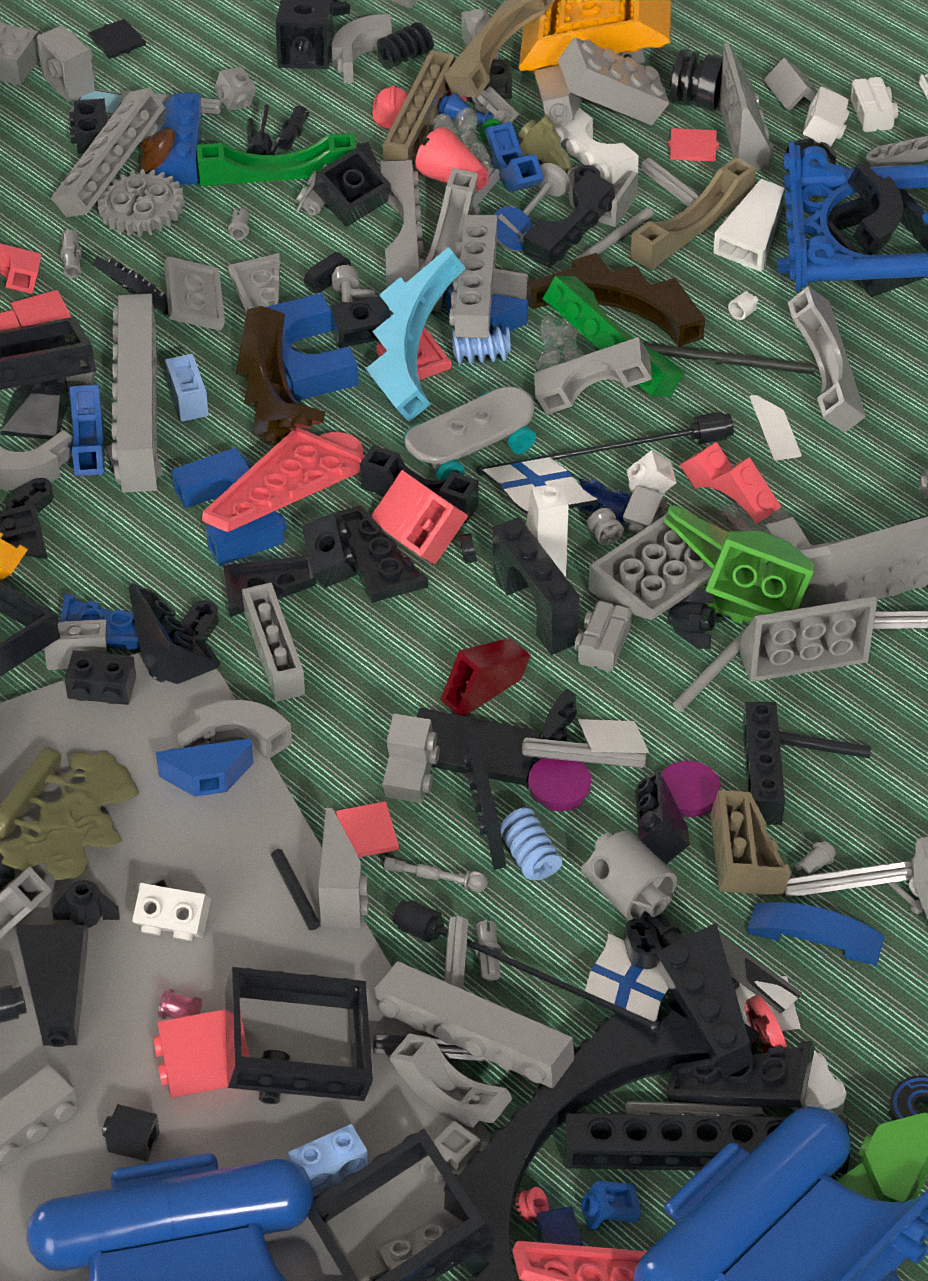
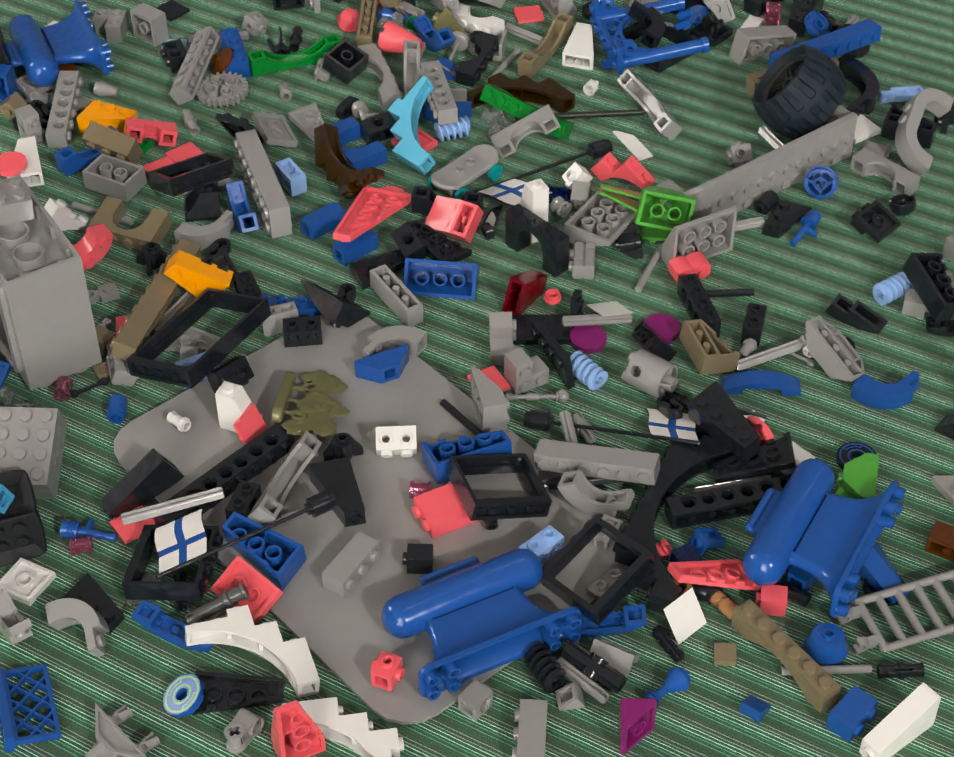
camera: 15 degrees left, 5 degrees down
(46, 580) = (246, 284): none -> black brick
(299, 953) = (437, 455): none -> blue wedge
(358, 624) = (441, 278): none -> blue slope
(427, 829) = (524, 372): none -> light grey brick
(494, 513) = (494, 213): none -> sticker
(529, 693) = (552, 297): none -> coral plate
(778, 682) = (689, 264): none -> coral brick
(843, 815) = (754, 322): none -> black brick

